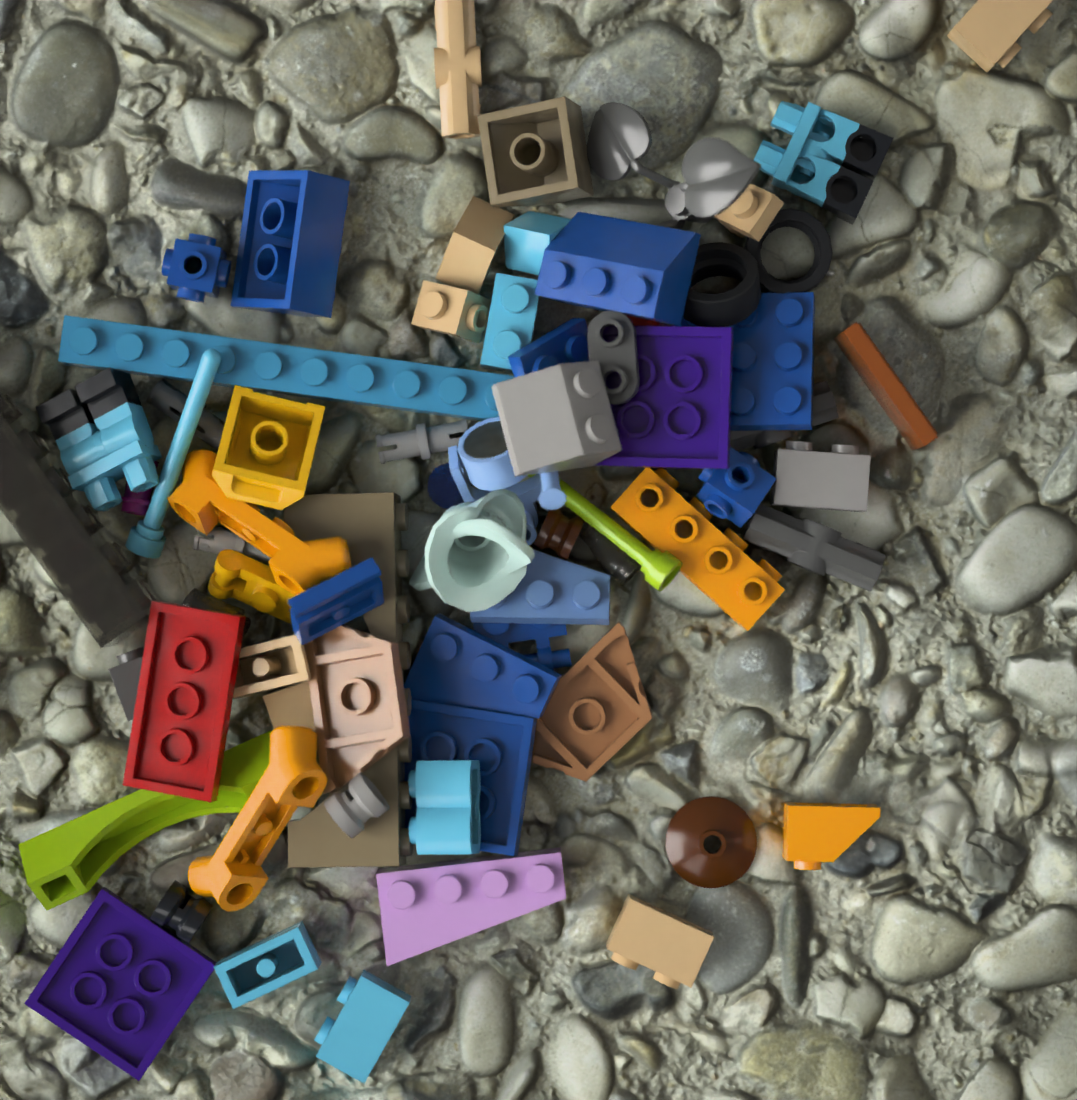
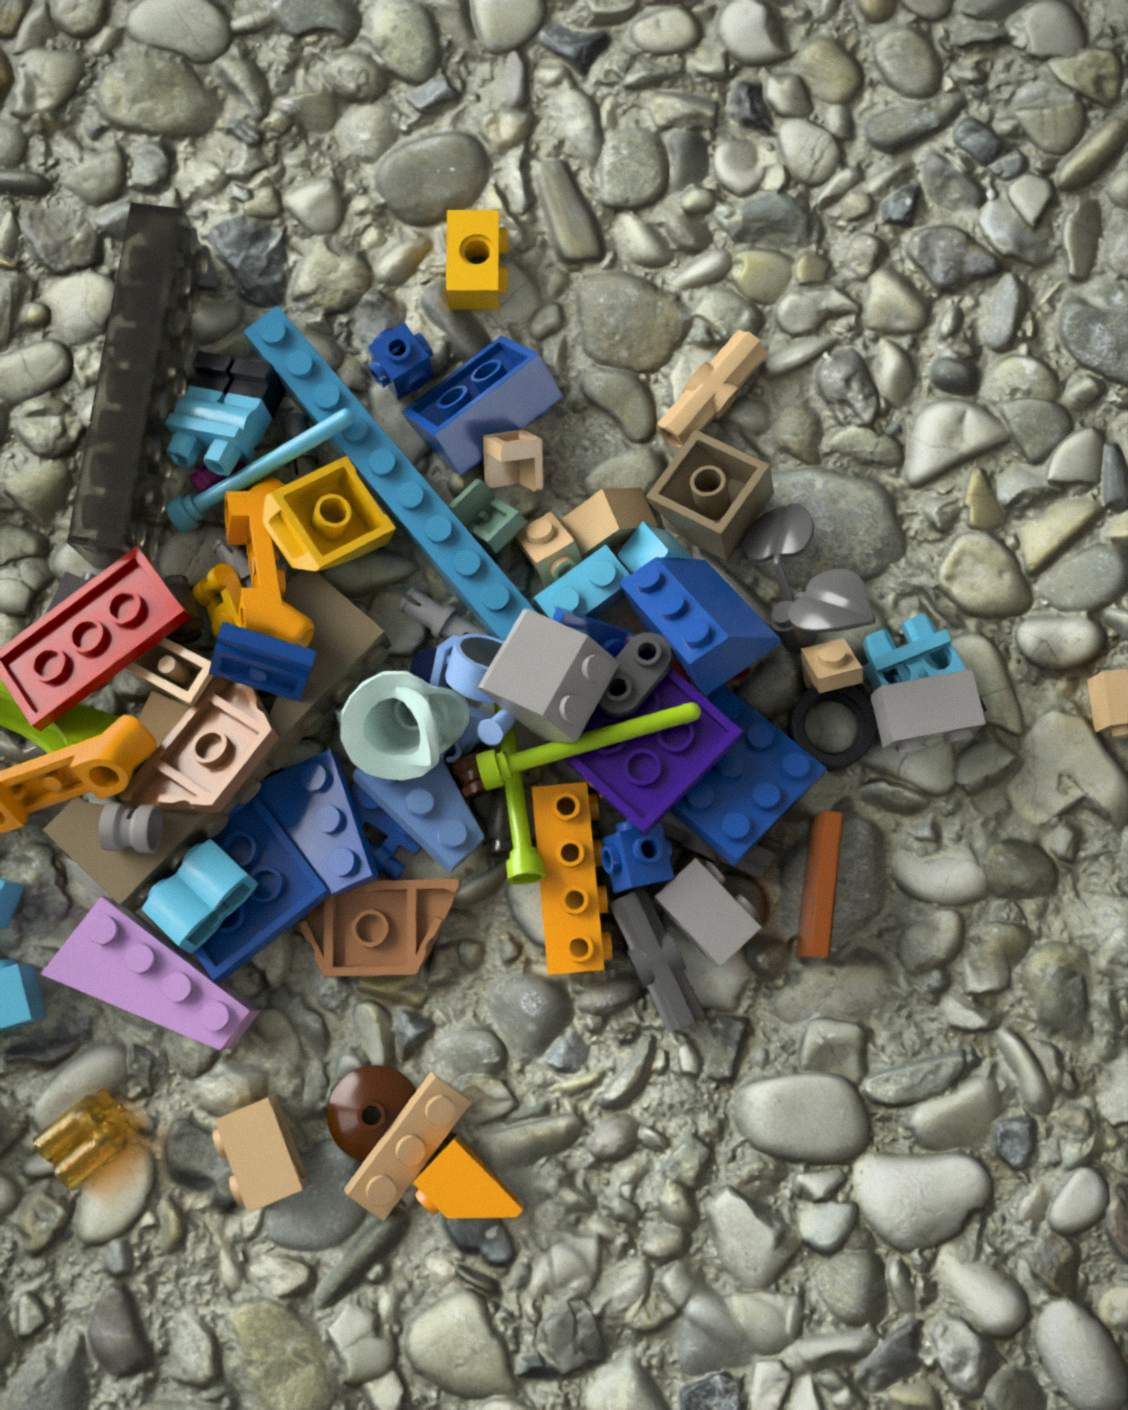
camera: 45 degrees right, 10 degrees down
(153, 109) = (470, 236): none -> yellow brick
(358, 265) = (513, 459): none -> tan panel
(381, 331) = (486, 516): none -> sand green bracket
(523, 1047) = (84, 1138): none -> clear yellow piece
(578, 516) = (498, 767): none -> lime piece
(727, 307) = (753, 716): black tyre -> none
(757, 841) = (407, 1146): none -> tan plate
(851, 184) = (928, 710): none -> light grey brick

